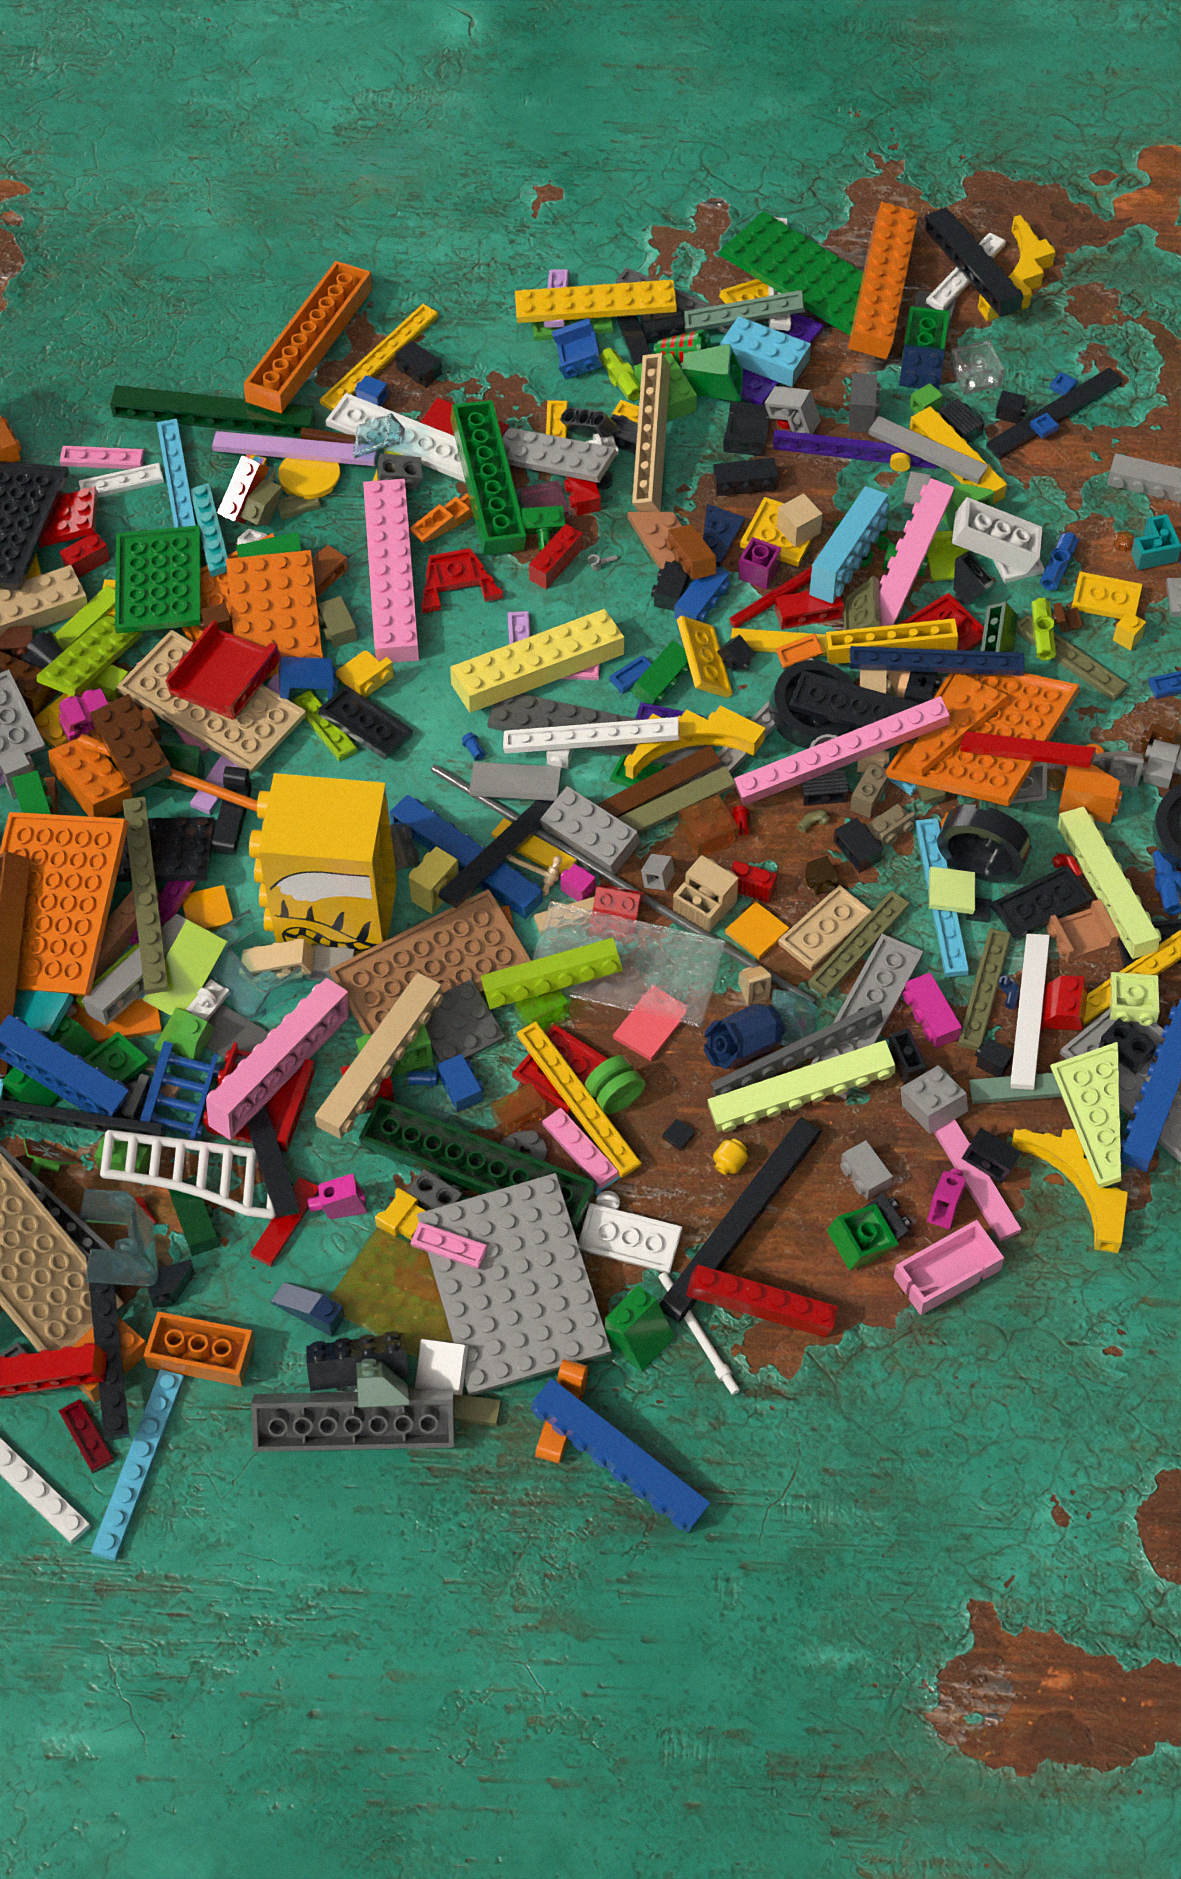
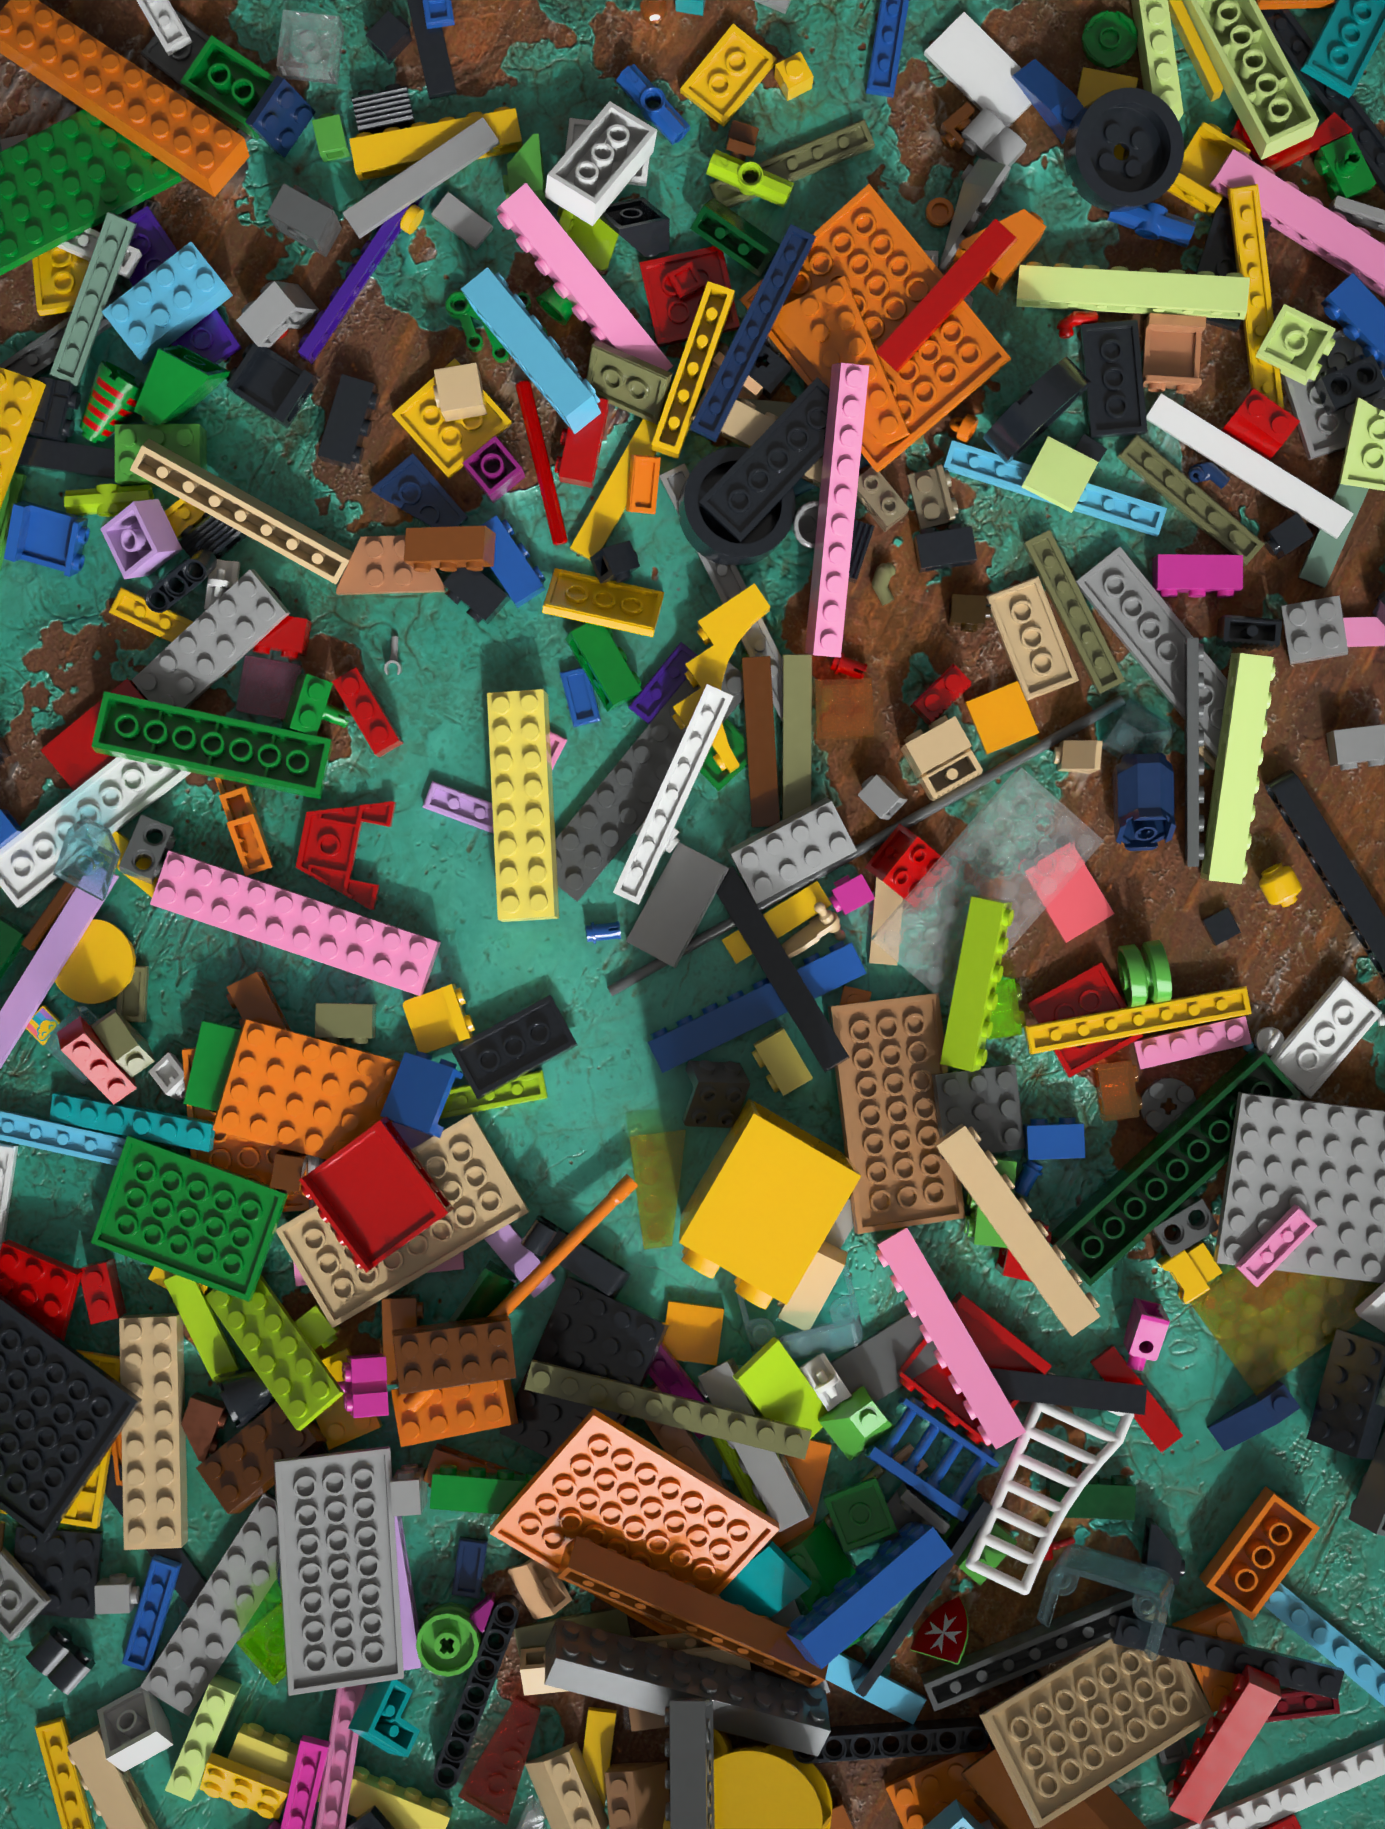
camera: 60 degrees left, 30 degrees up
(605, 392) = (141, 538): none -> lavender brick

